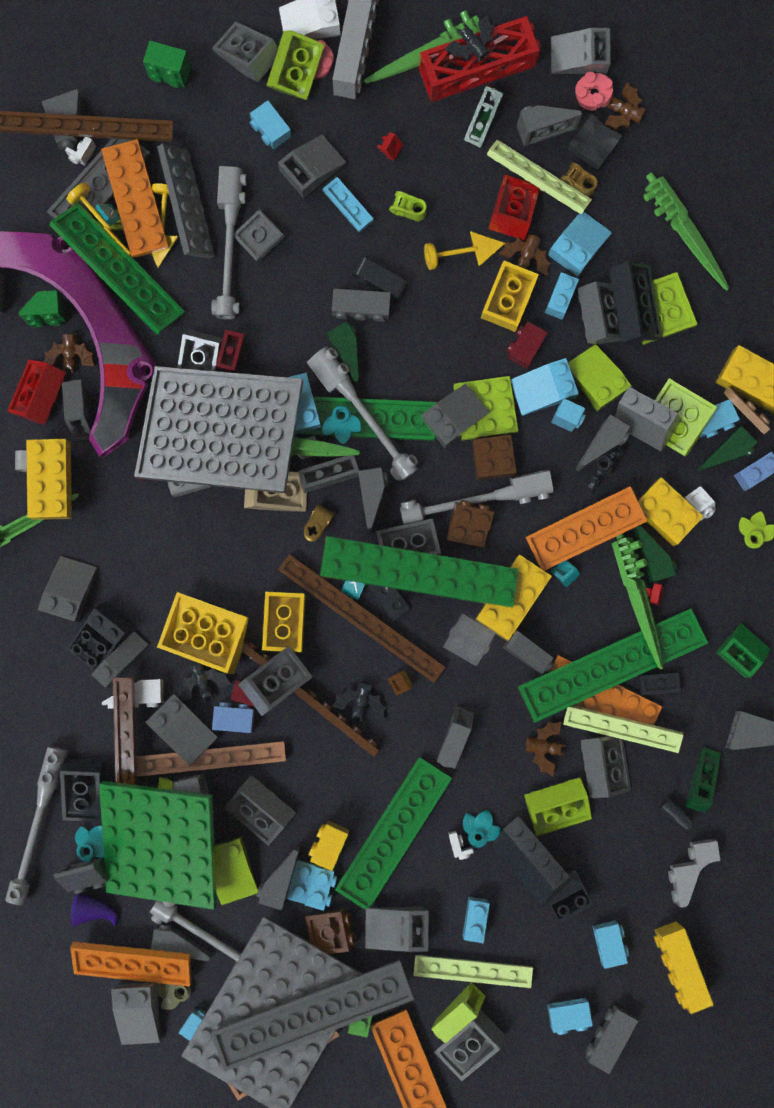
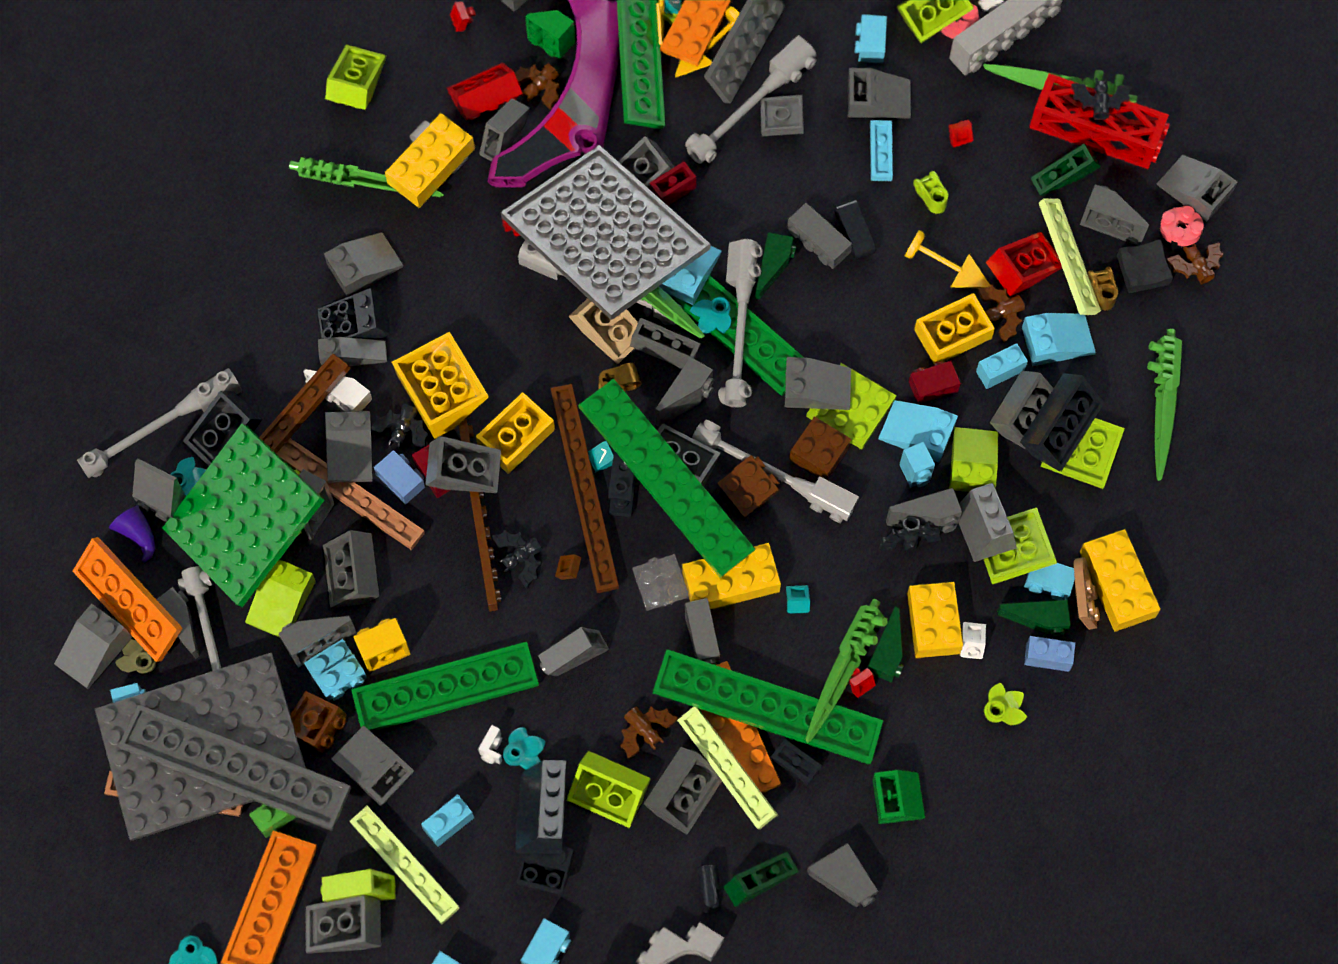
camera: 45 degrees right, 15 degrees down
(586, 528) = (848, 572): orange plate -> none

